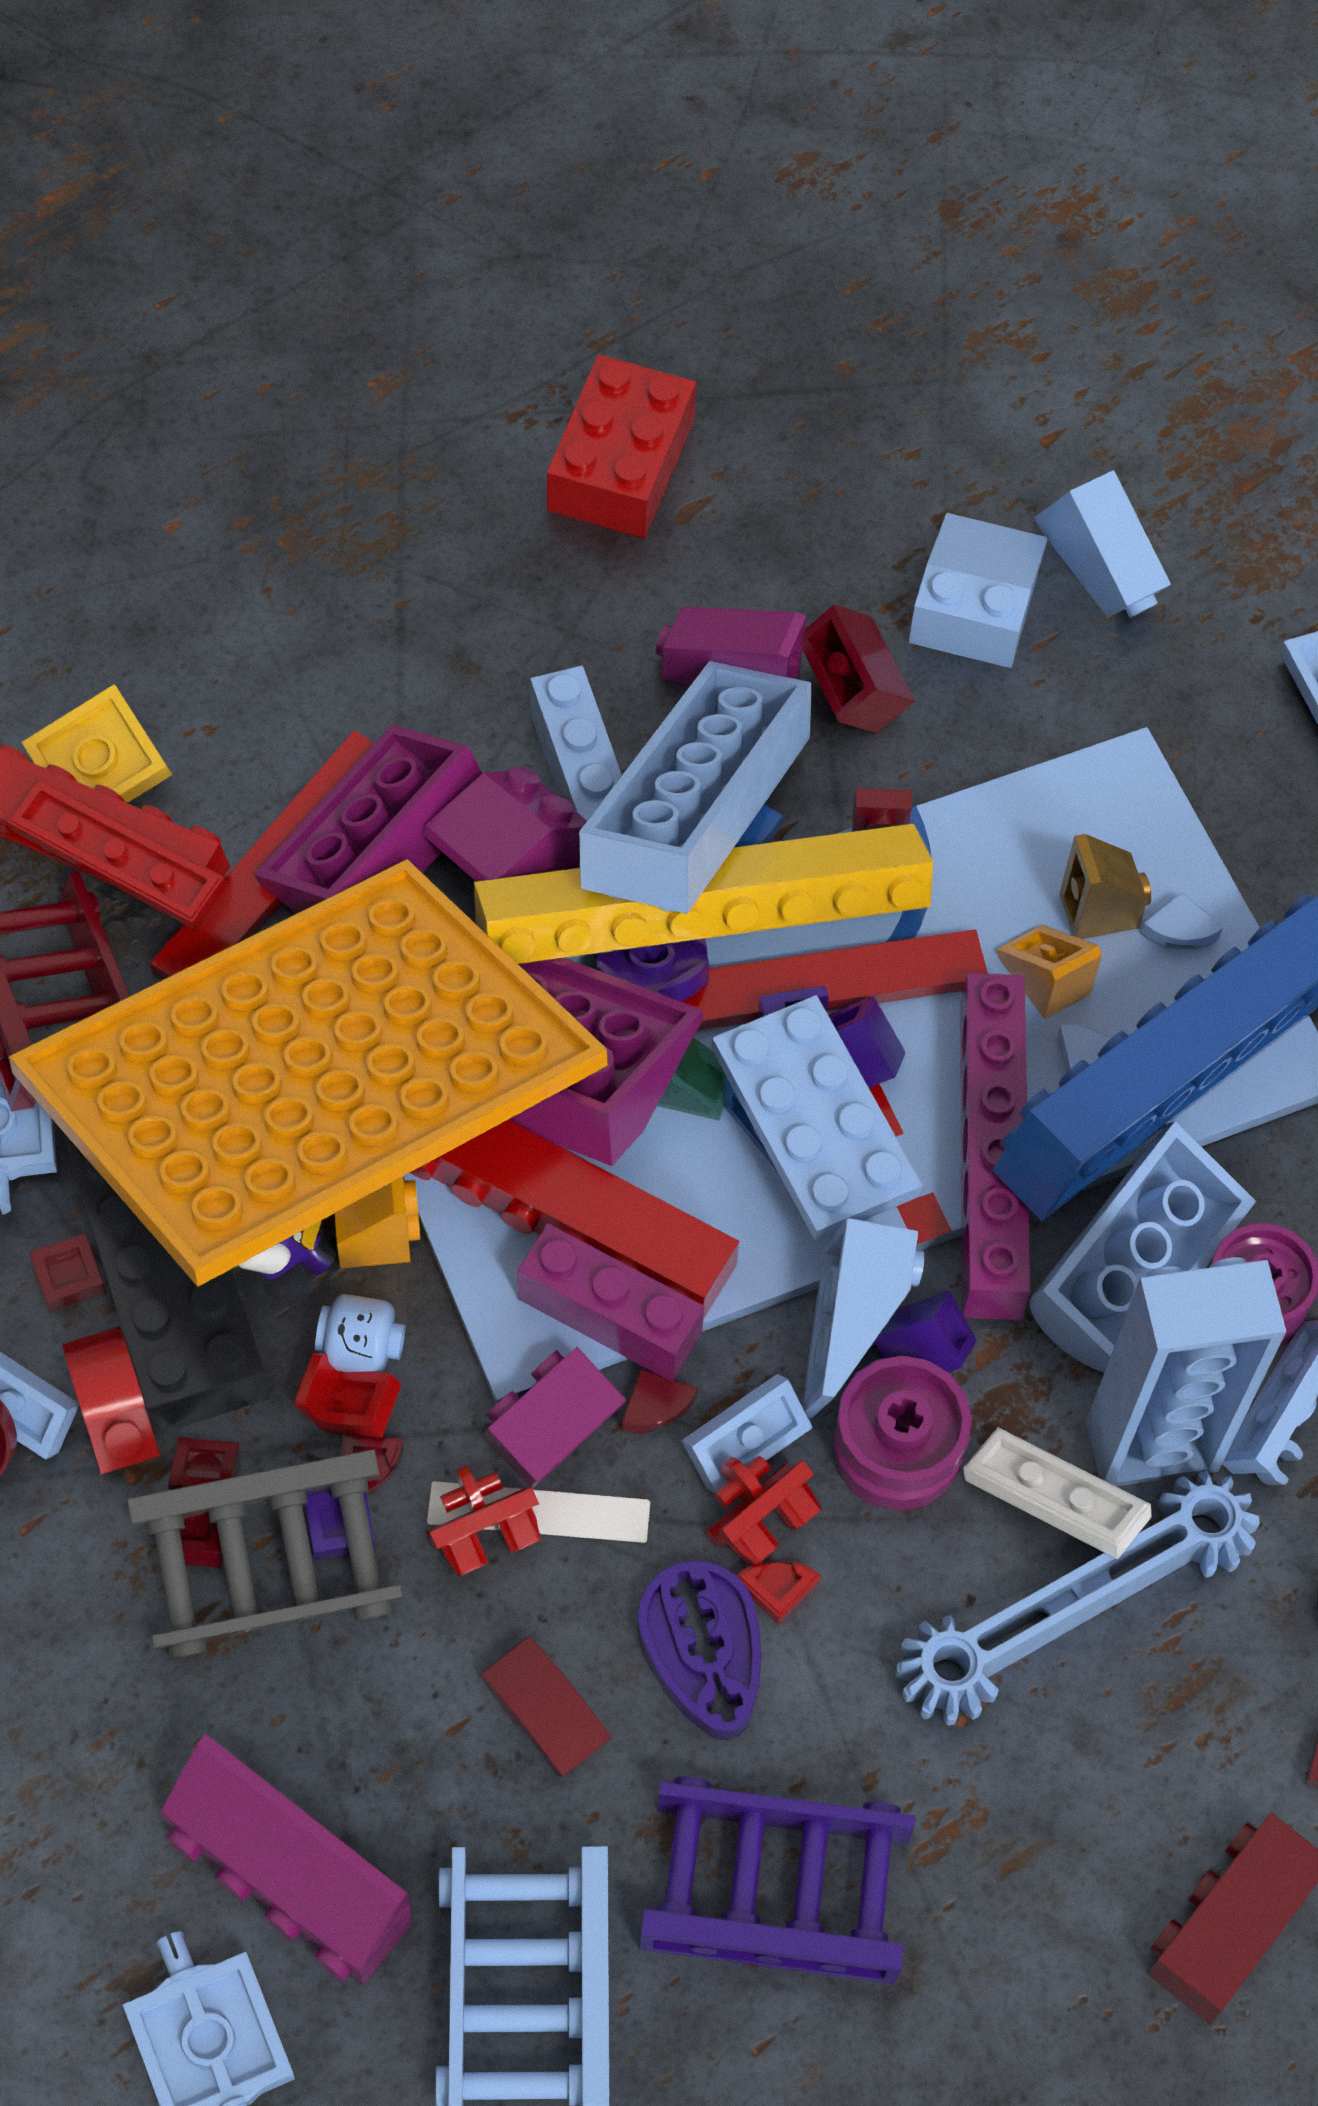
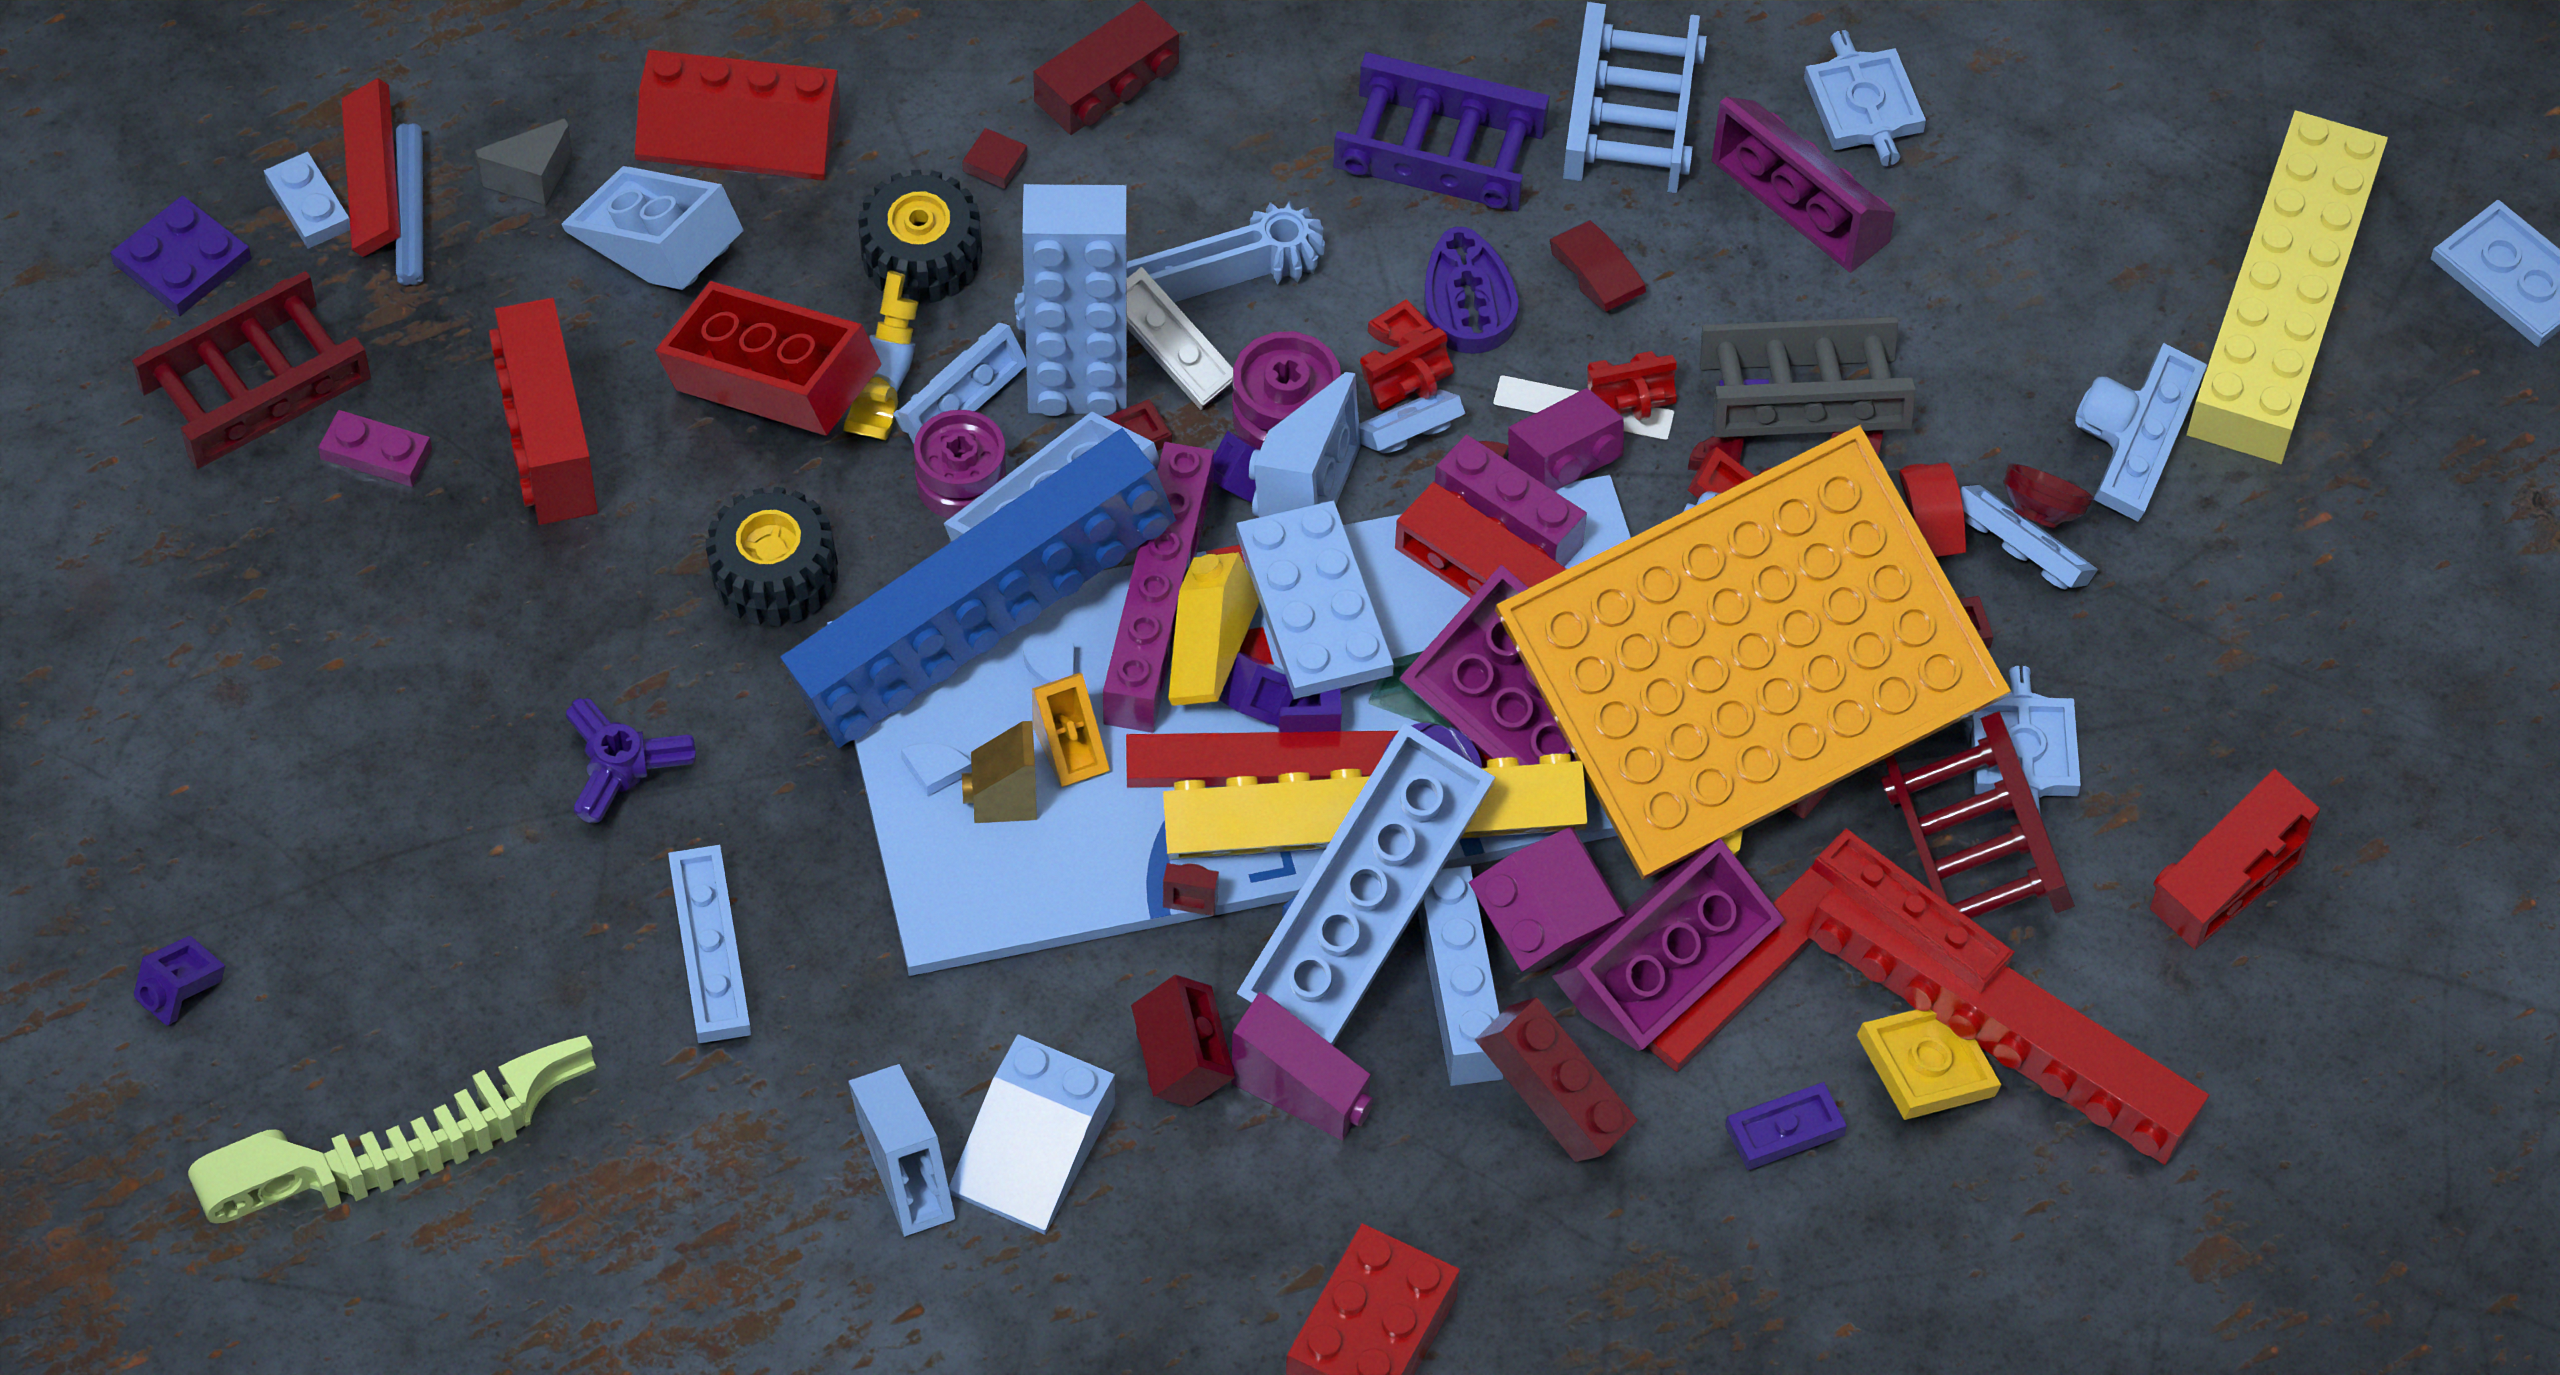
camera: 170 degrees left, 5 degrees down
(240, 683) = (1785, 1126): none -> dark purple plate
(476, 651) = (1556, 1080): none -> dark red brick
(926, 1080) = (1210, 626): none -> yellow slope
(1063, 1390) = (1145, 421): none -> dark red tile

